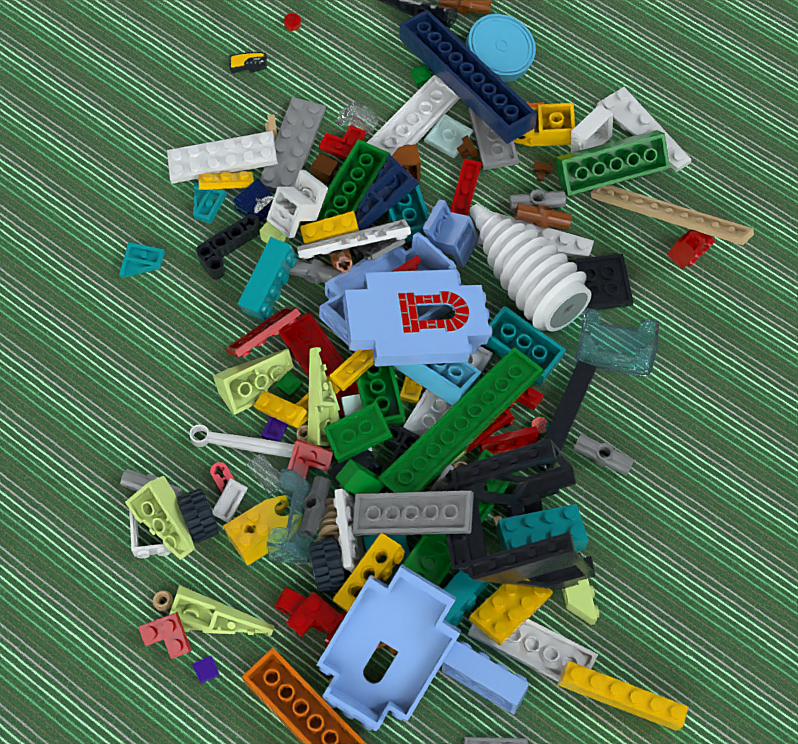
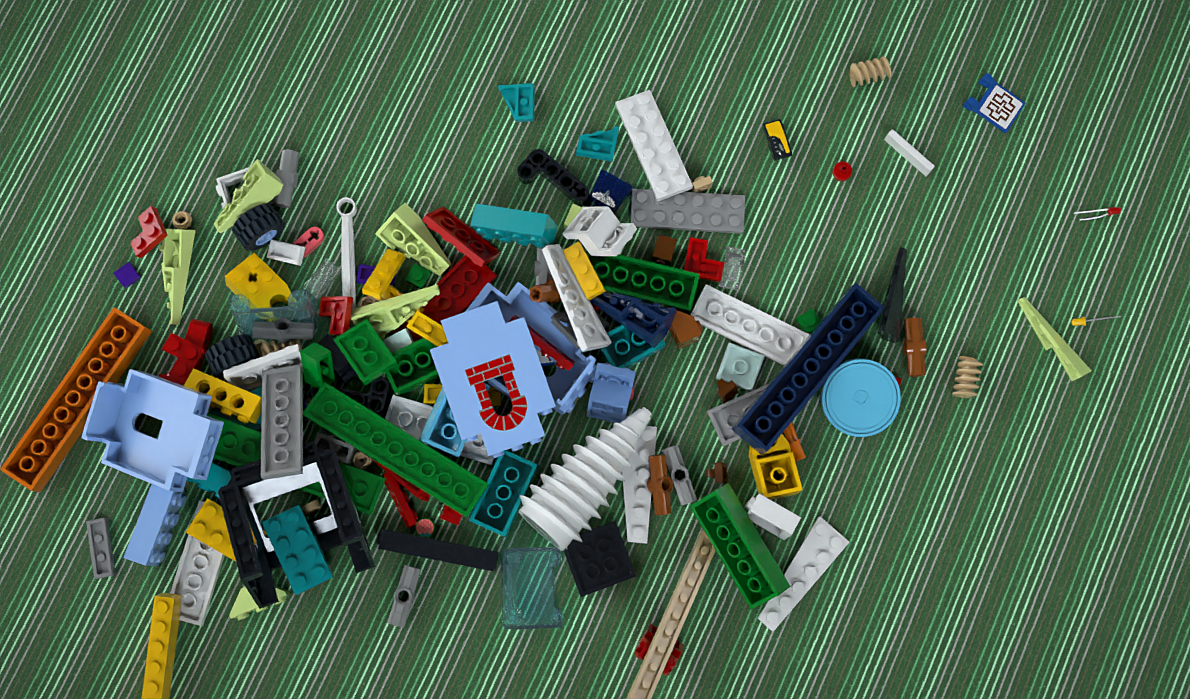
camera: 80 degrees right, 15 degrees up
(225, 180) = (626, 156): yellow plate -> none
(466, 187) = (673, 398): red plate -> none

